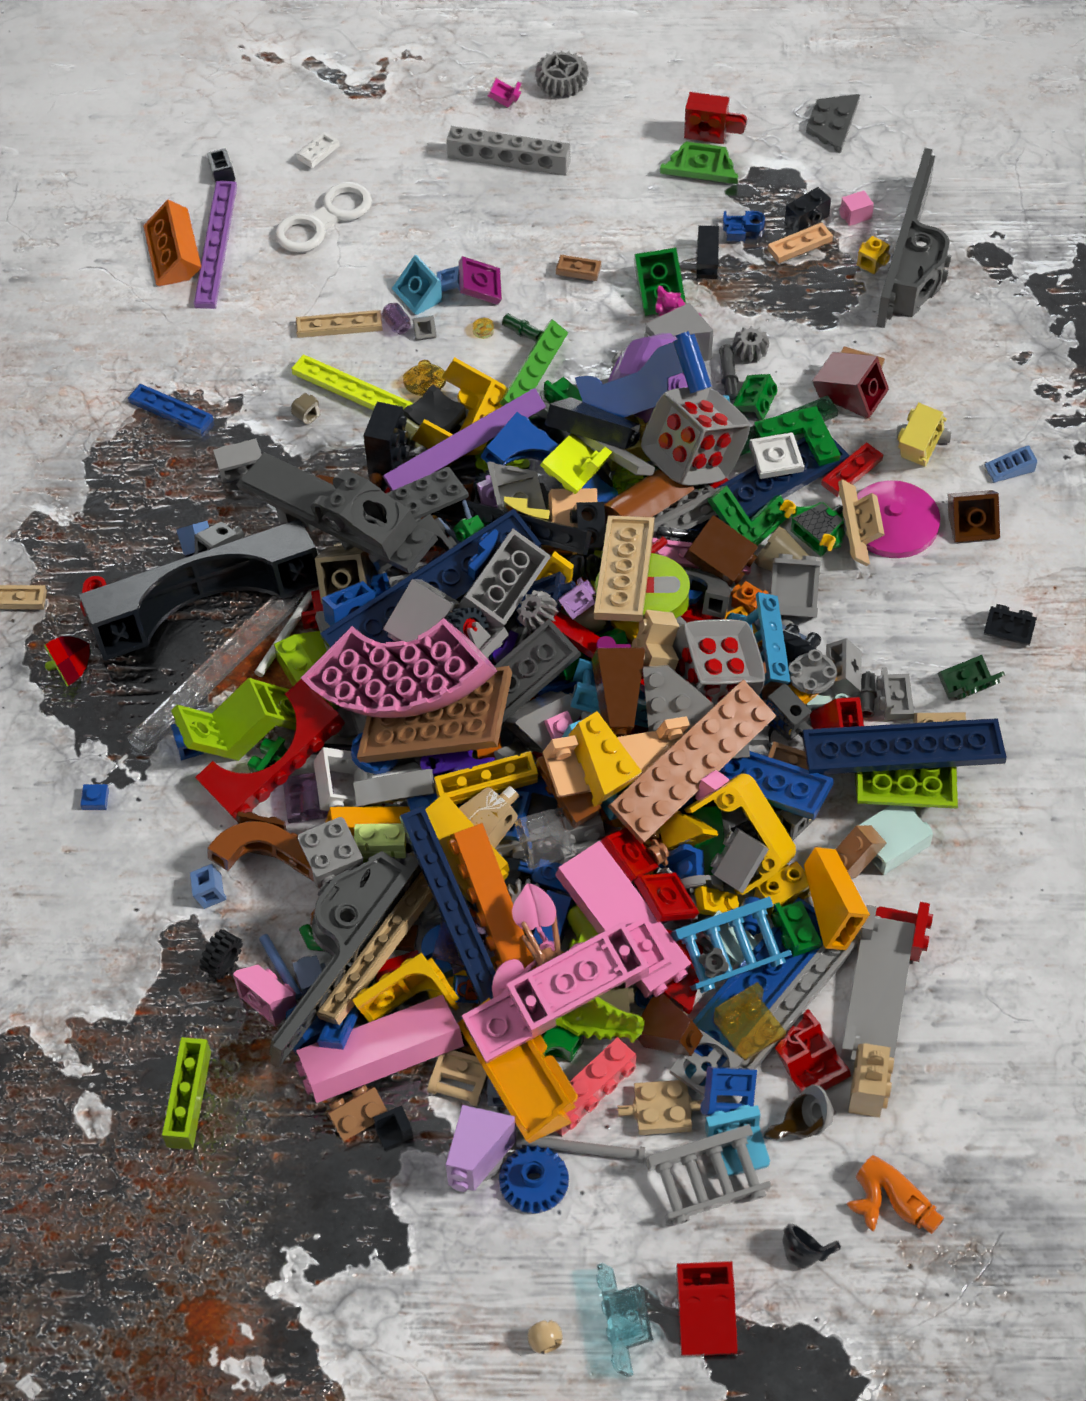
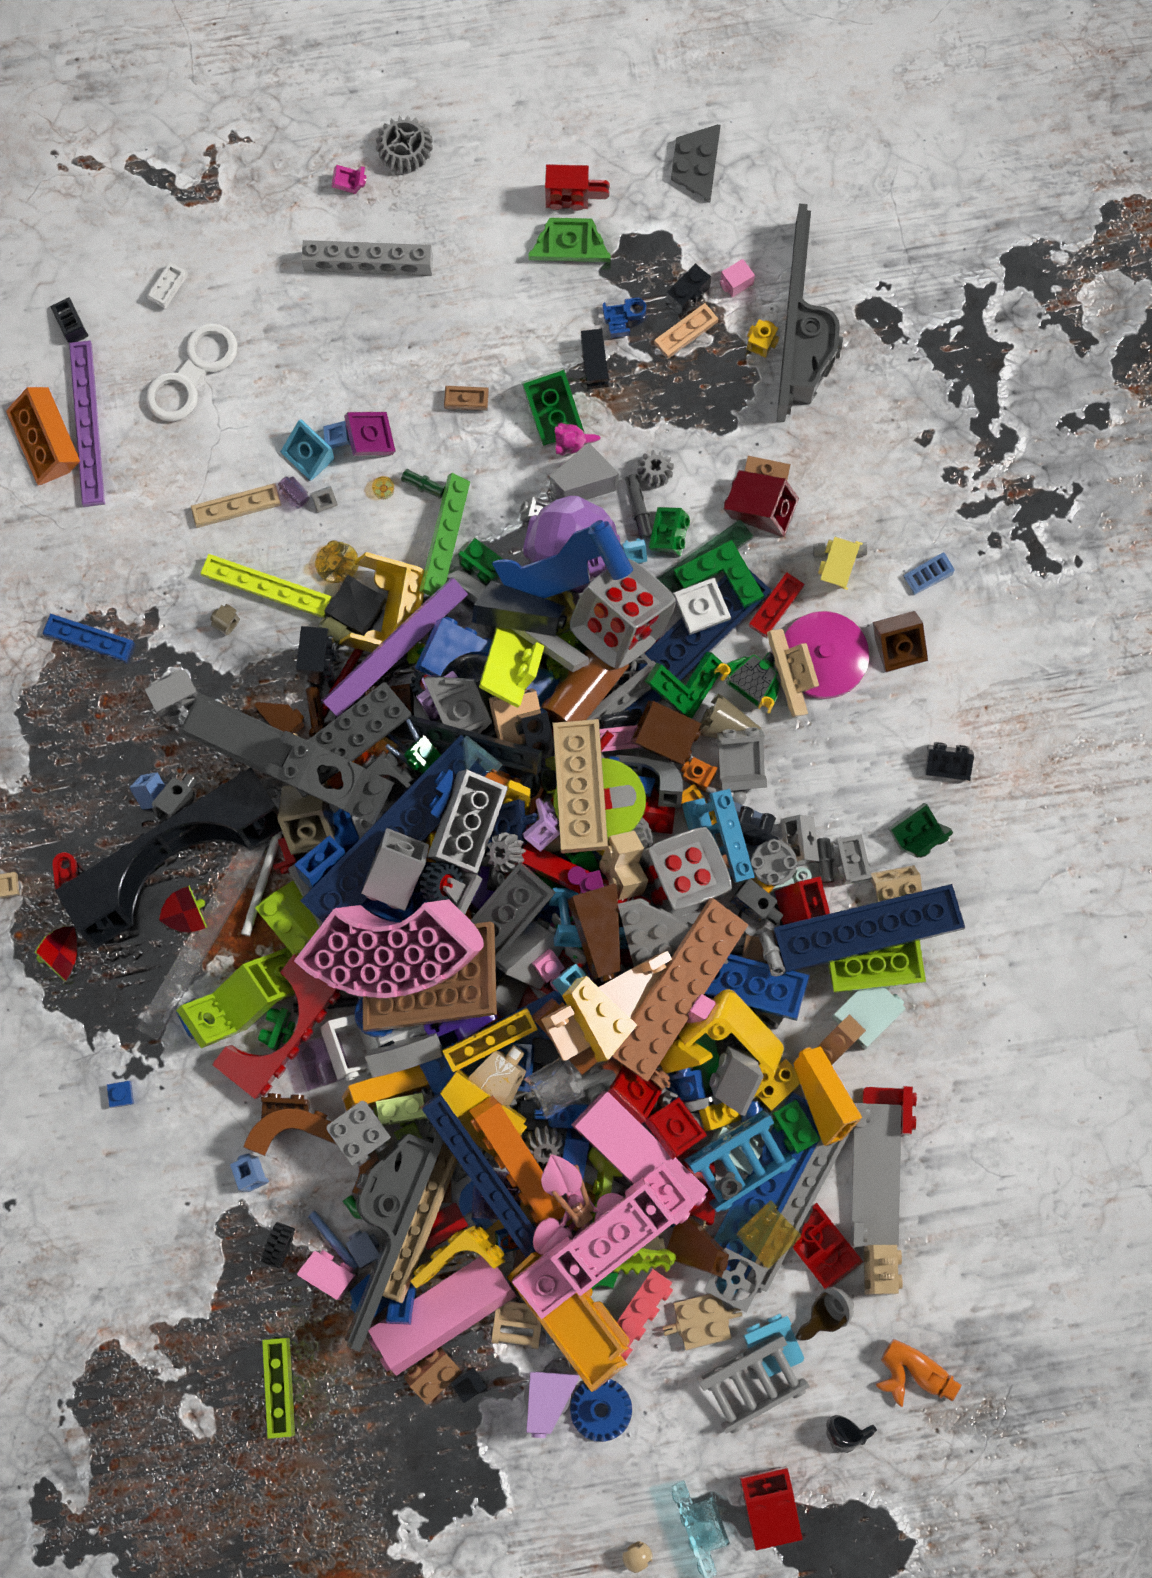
camera: 10 degrees left, 20 degrees up
(201, 640) = (183, 911): none -> shield
(520, 506) = (465, 723): light yellow slope -> none
(526, 523) = (473, 751): none -> clear light blue slope
(583, 1147) = (655, 1372): light grey bar -> none
(728, 1083) = (757, 1298): blue plate -> none
(797, 755) = (772, 954): none -> light grey pin

